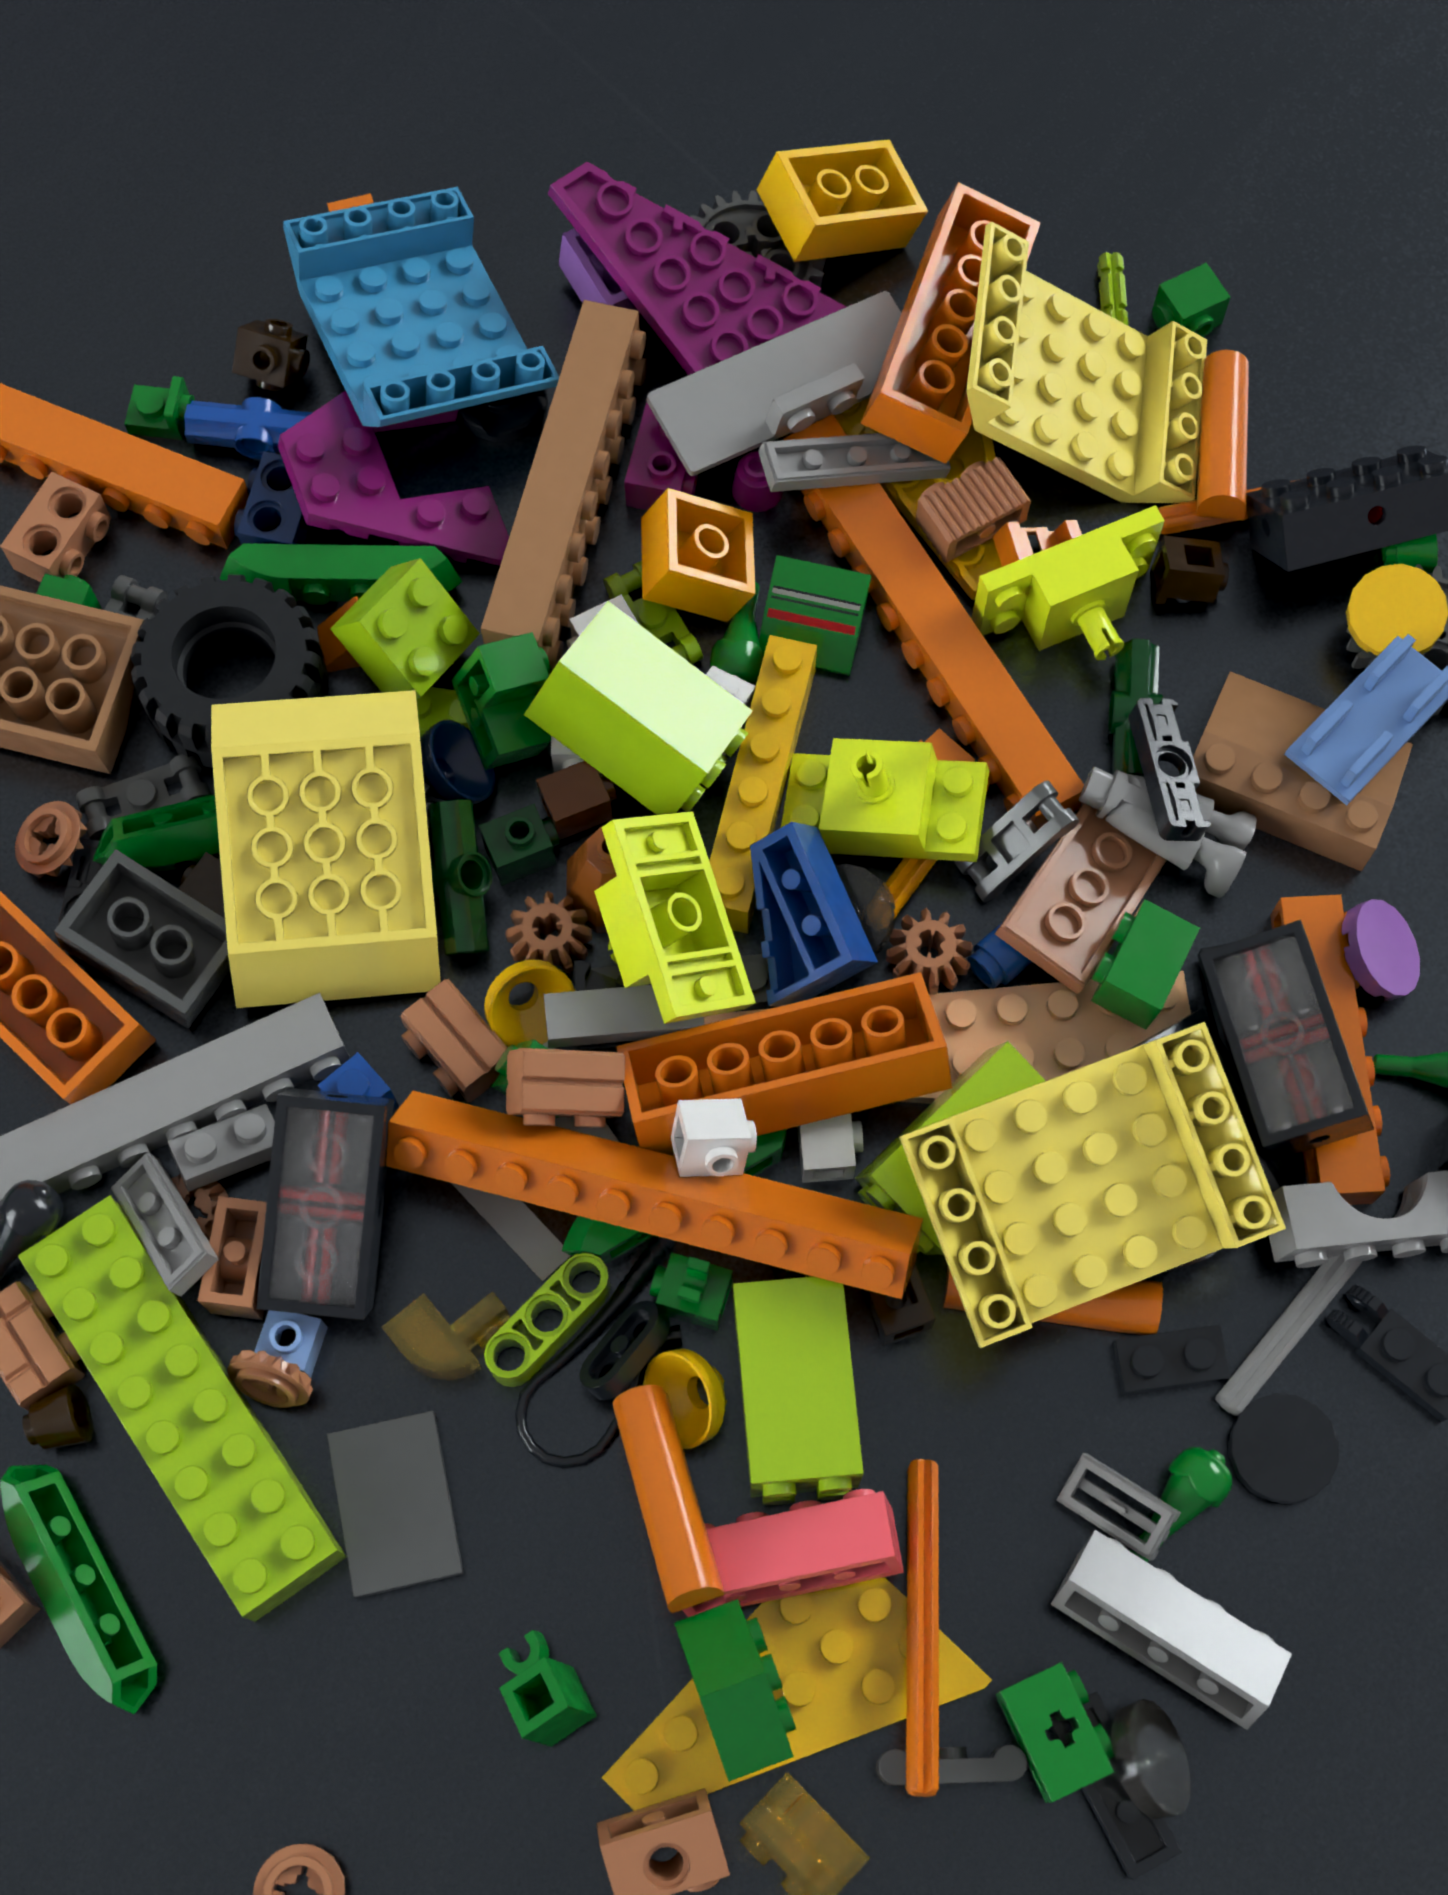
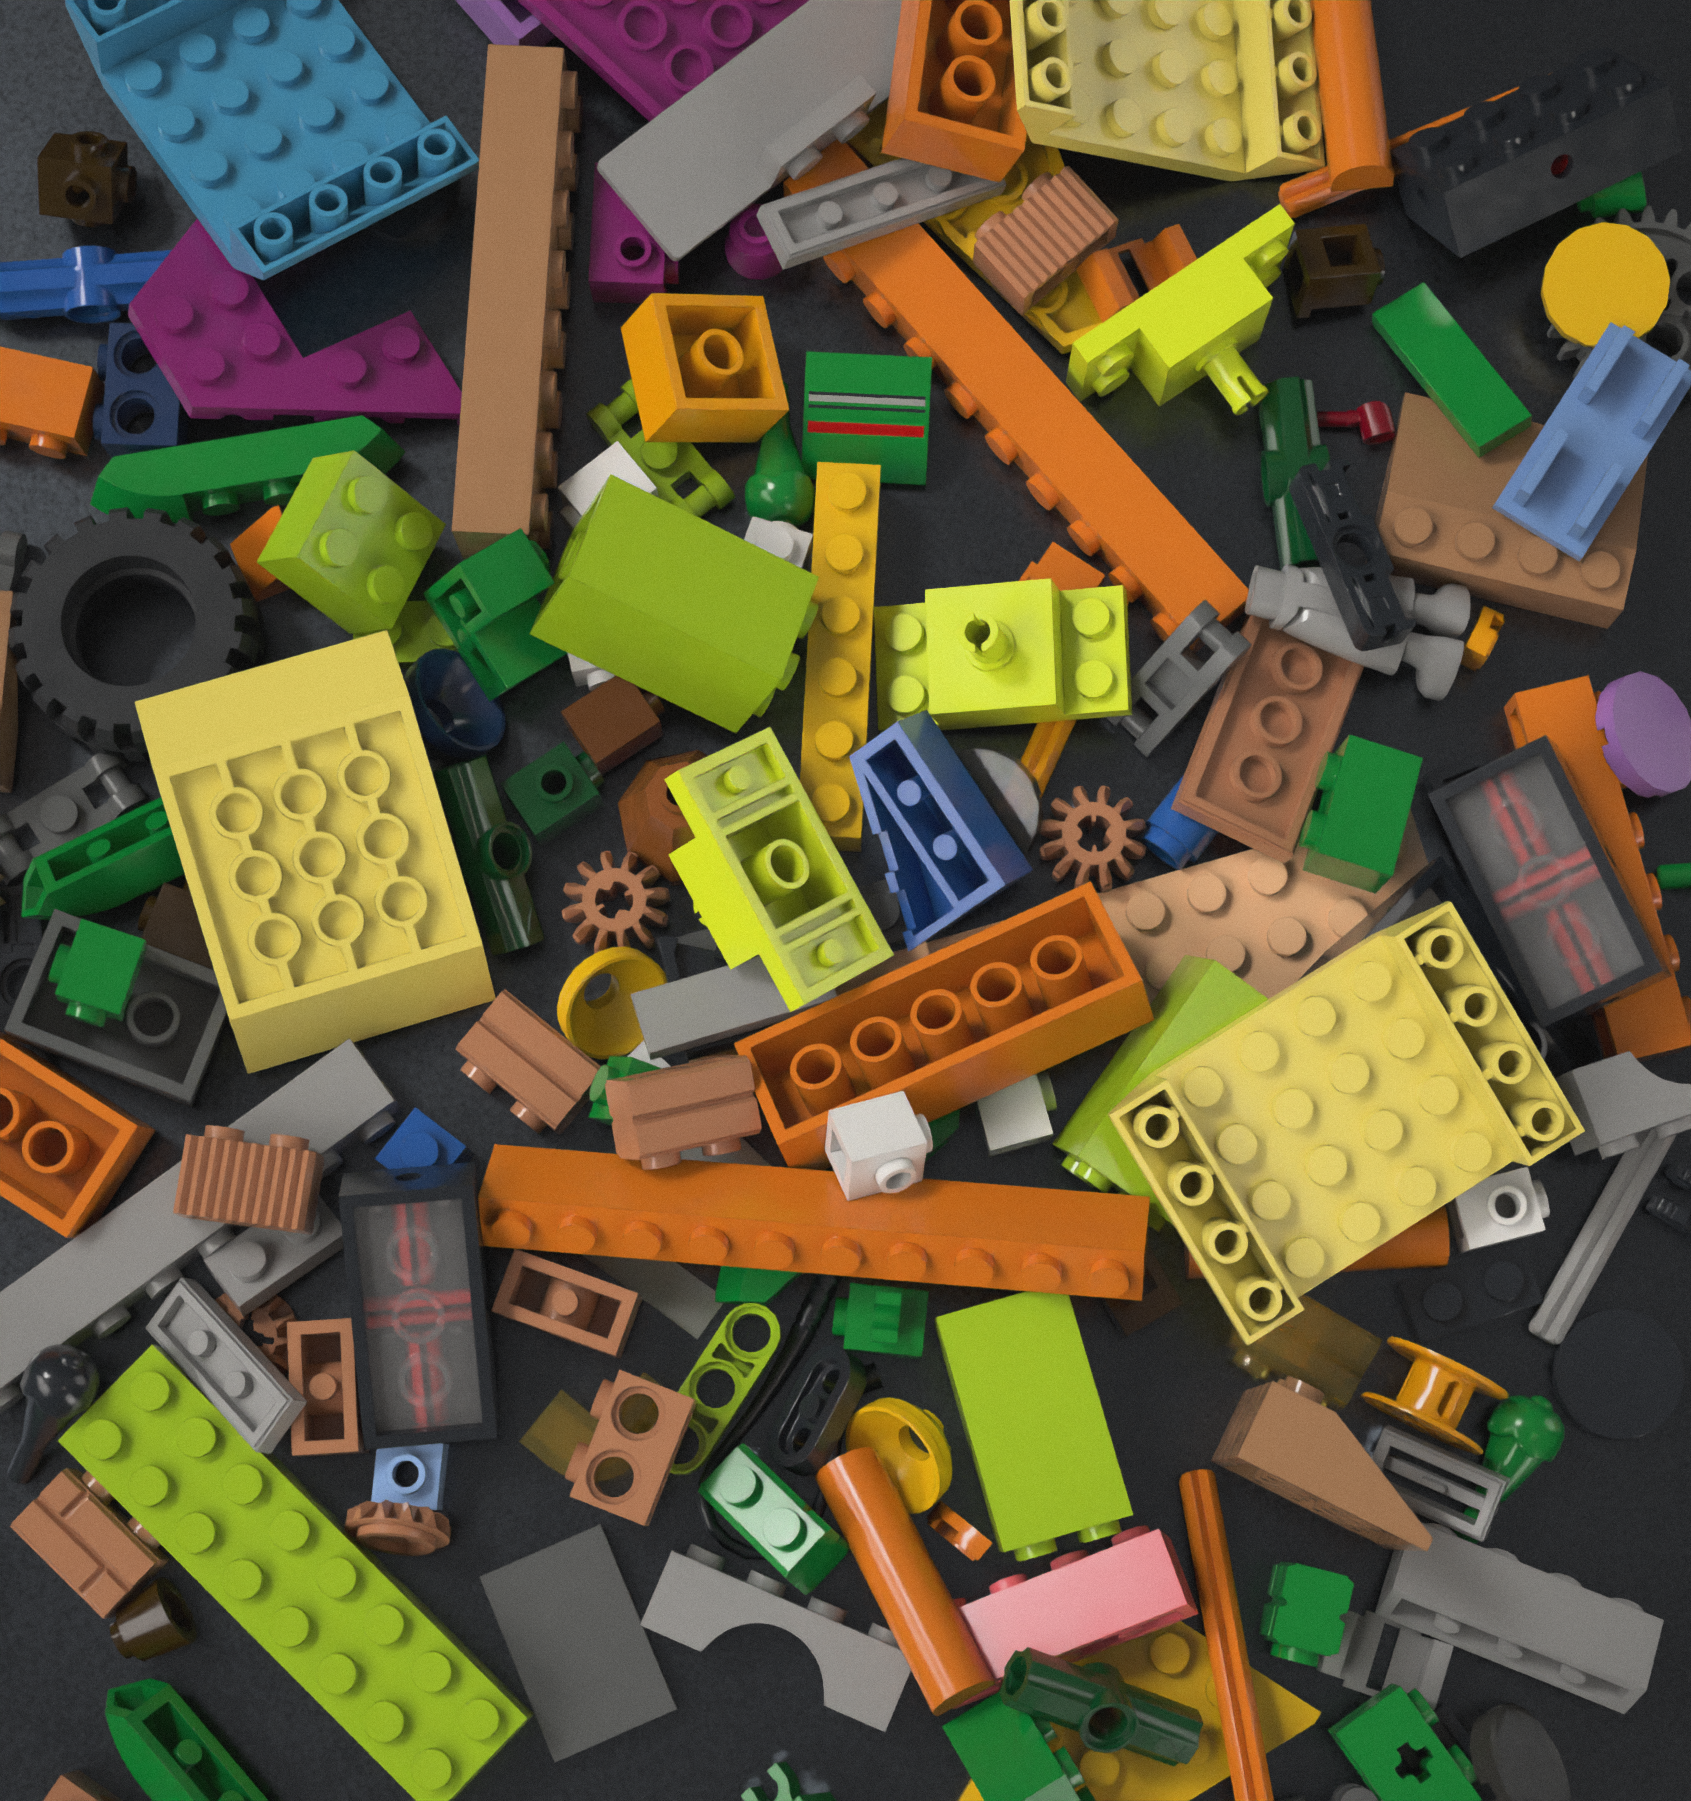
camera: 10 degrees left, 10 degrees up
(135, 898) = (97, 972): none -> green brick
(215, 1082) = (249, 1182): none -> nougat brick
(444, 1228) = (567, 1303): none -> nougat brick
(482, 1351) = (647, 1453): none -> nougat brick
(501, 1489) = (700, 1601): none -> light grey arch
(572, 1429) = (774, 1519): none -> brick
(721, 1473) = (958, 1531): none -> orange tile
(785, 1613) = (1101, 1707): none -> dark green piece
(992, 1587) = (1305, 1612): none -> green brick
(1021, 1462) = (1312, 1459): none -> medium nougat slope
(1029, 1629) = (1414, 1663): none -> light grey piece
(1030, 1377) = (1313, 1348): none -> clear yellow brick
(1129, 1431) = (1435, 1395): none -> light orange piece
(1201, 683) = (1372, 418): none -> dark red hand
(1203, 1295) = (1498, 1210): none -> white brick
(1259, 859) = (1482, 638): none -> light orange tile
(1268, 658) = (1451, 370): none -> green tile

